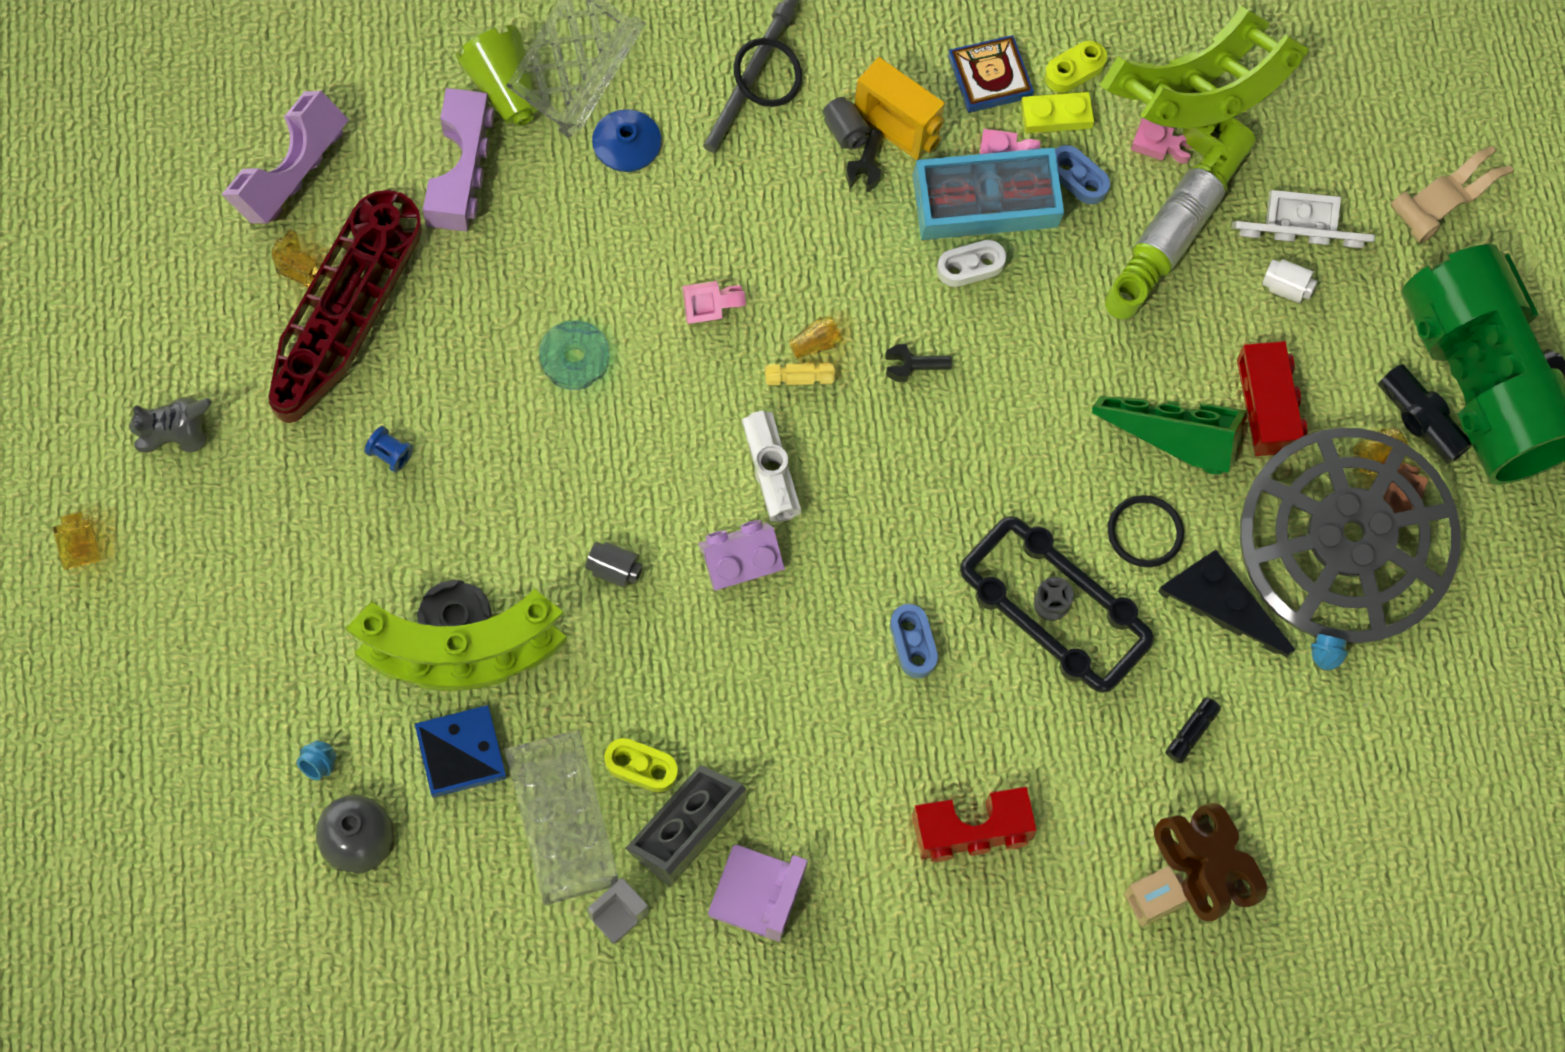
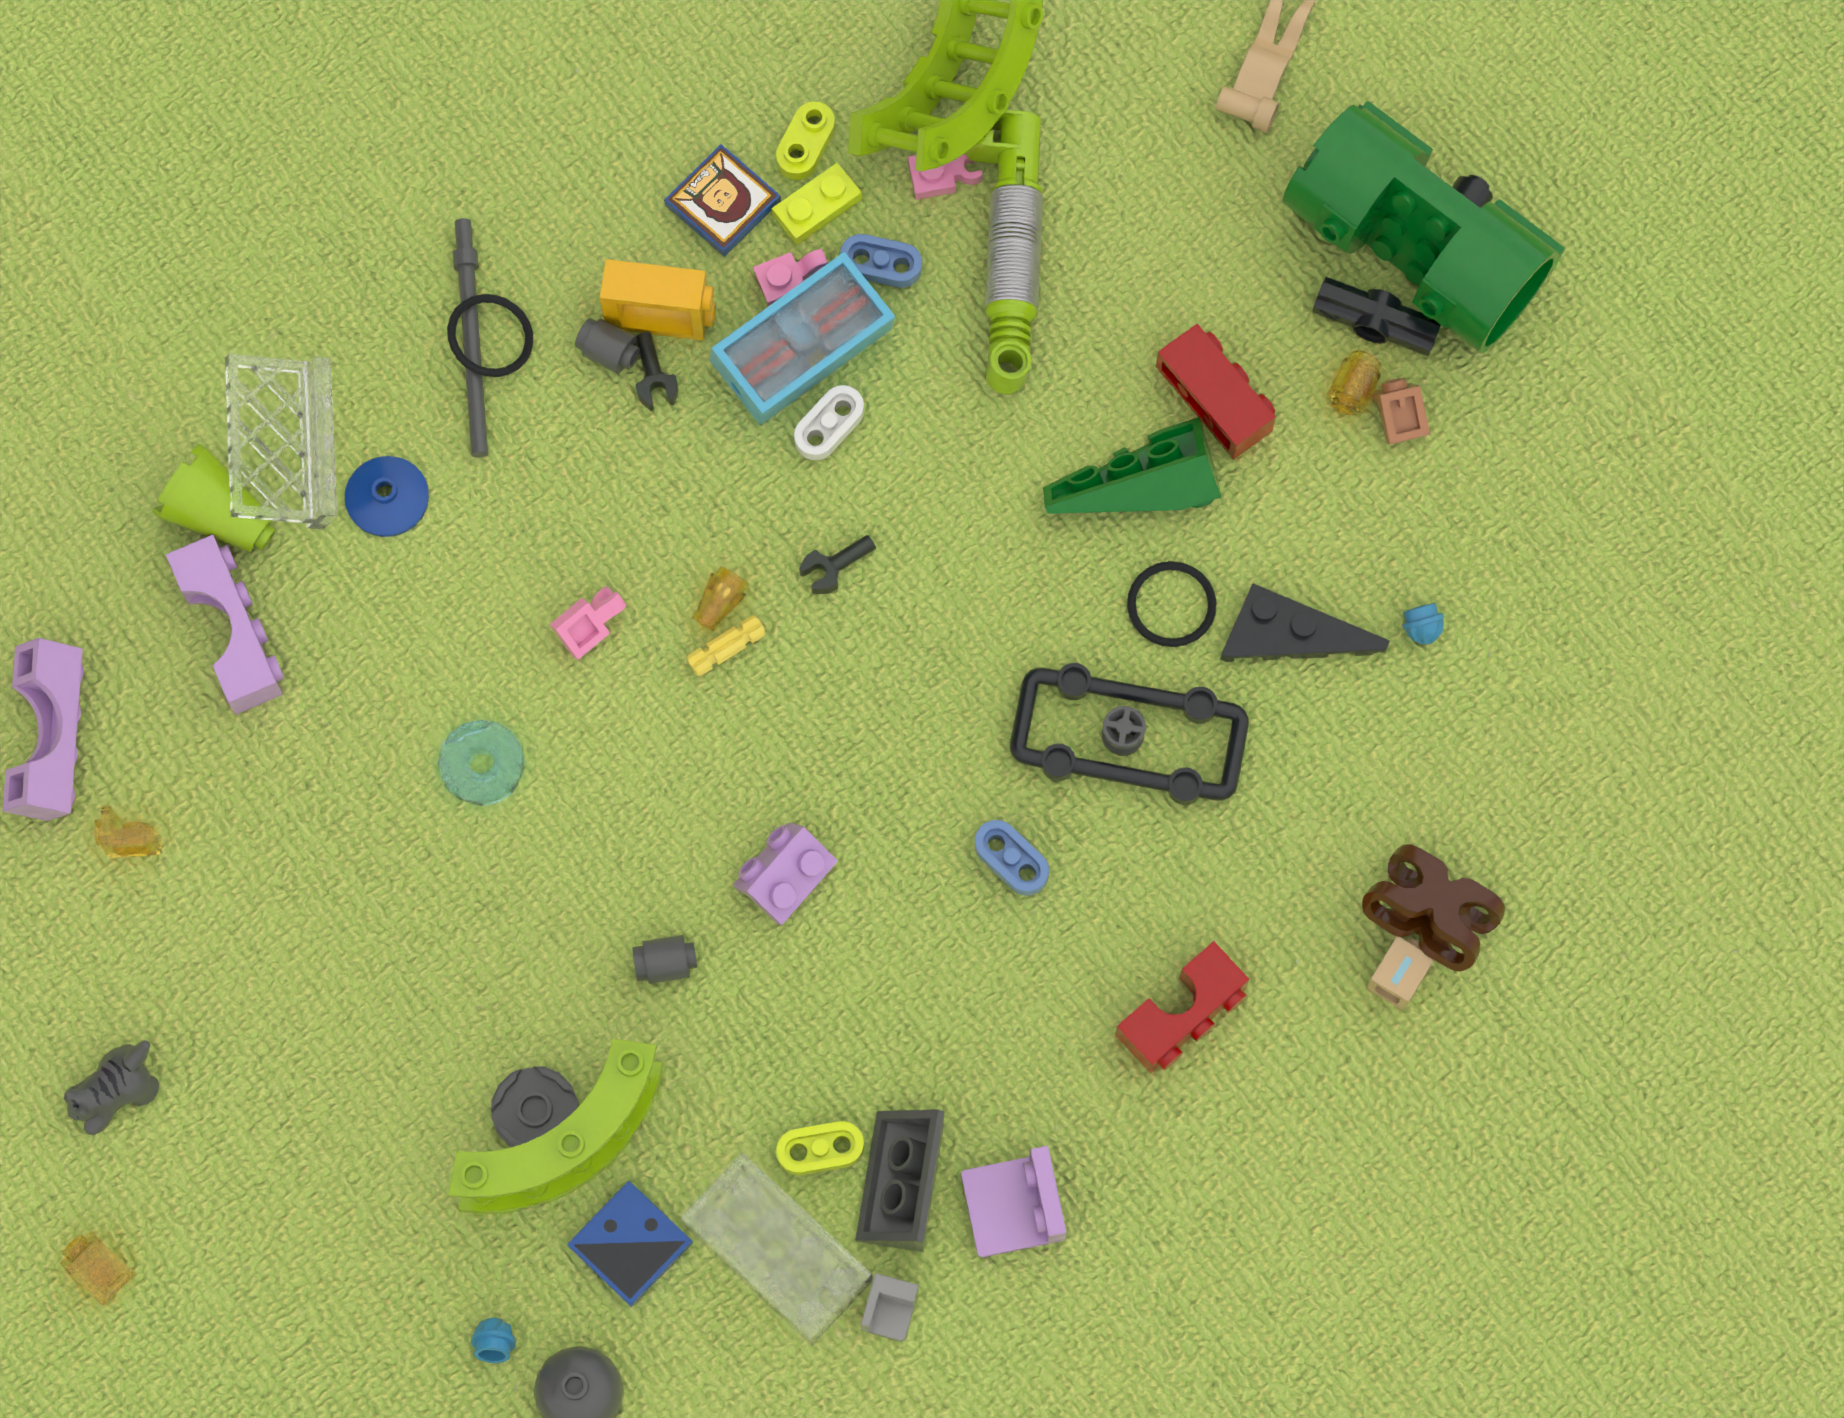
camera: 25 degrees left, 5 degrees up
(371, 251) = (209, 874): dark red beam -> none
(388, 449) = (356, 977): blue bush -> none
(775, 485) = (777, 780): white piece -> none
(1193, 730) = (1338, 782): black axle -> none
(1289, 280) = (1162, 252): white brick -> none
(1303, 216) = (1135, 174): white bracket -> none
(1338, 553) = (1354, 504): dark grey dish -> none

